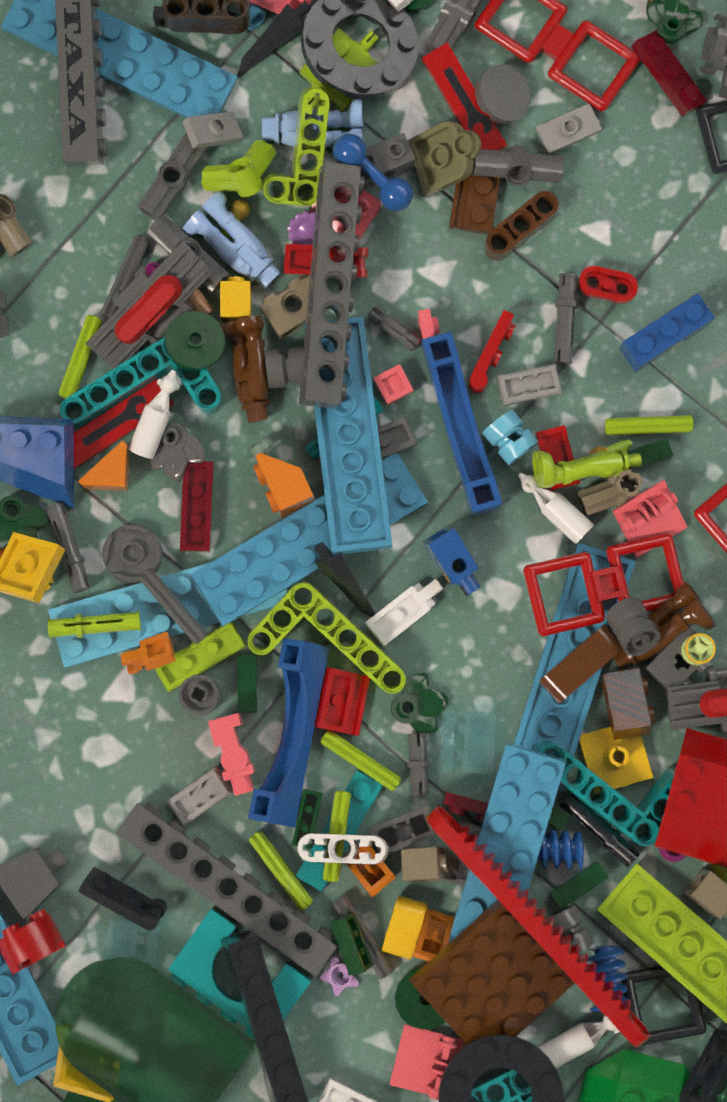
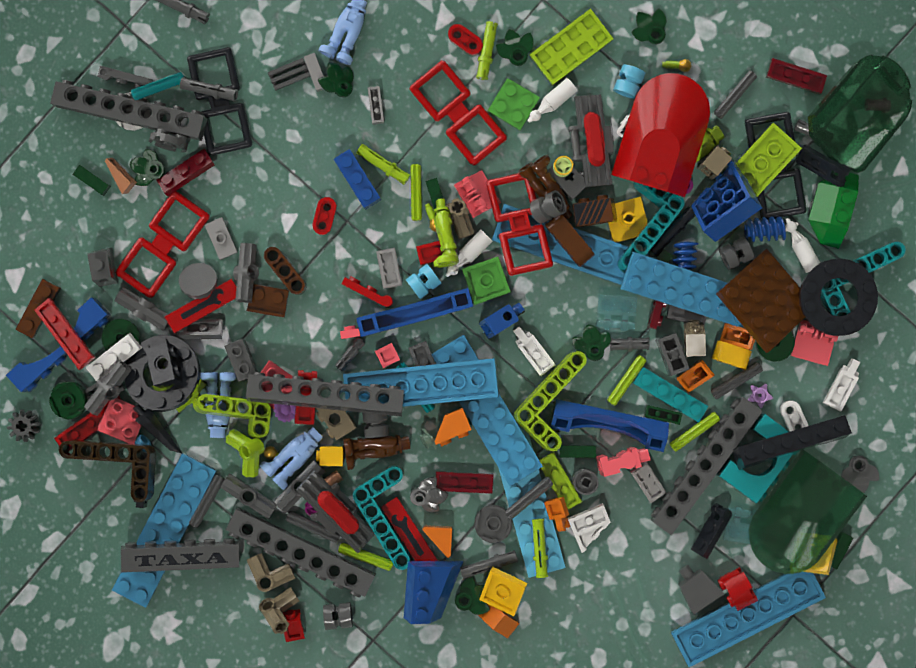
camera: 90 degrees left, 5 degrees up
(47, 222) = (277, 577): none -> dark tan piece
(49, 354) = (236, 530): none -> dark grey brick
(131, 703) = (588, 525): none -> white wing
(154, 419) = (408, 509): white wheel -> none
(155, 110) = (206, 501): none -> dark grey axle
(190, 355) = (366, 489): dark green plate -> none
(212, 129) = (218, 469): light grey plate -> none
(305, 1032) = (793, 418): none -> white plate
(320, 856) = (680, 378): white beam -> none
(338, 827) = (675, 396): lime axle -> none
(340, 574) = (510, 391): black bar -> none
(342, 701) = (590, 391): red plate -> none
(351, 943) = (741, 388): dark green piece -> none
(382, 30) = (156, 357): none -> black brick
(394, 192) = (263, 352): blue piece -> none
(427, 99) = (201, 330): none -> dark grey hinge
(444, 156) = (239, 320): olive plate -> none
(513, 535) = (486, 280): none -> bright green plate
(538, 926) = (734, 272): red gear -> none
(566, 308) = (346, 243): dark grey pin -> none
(578, 885) = (707, 245): dark green piece -> none
(647, 912) = (726, 203): none -> blue wedge
(684, 384) = (380, 162): none -> lime pin

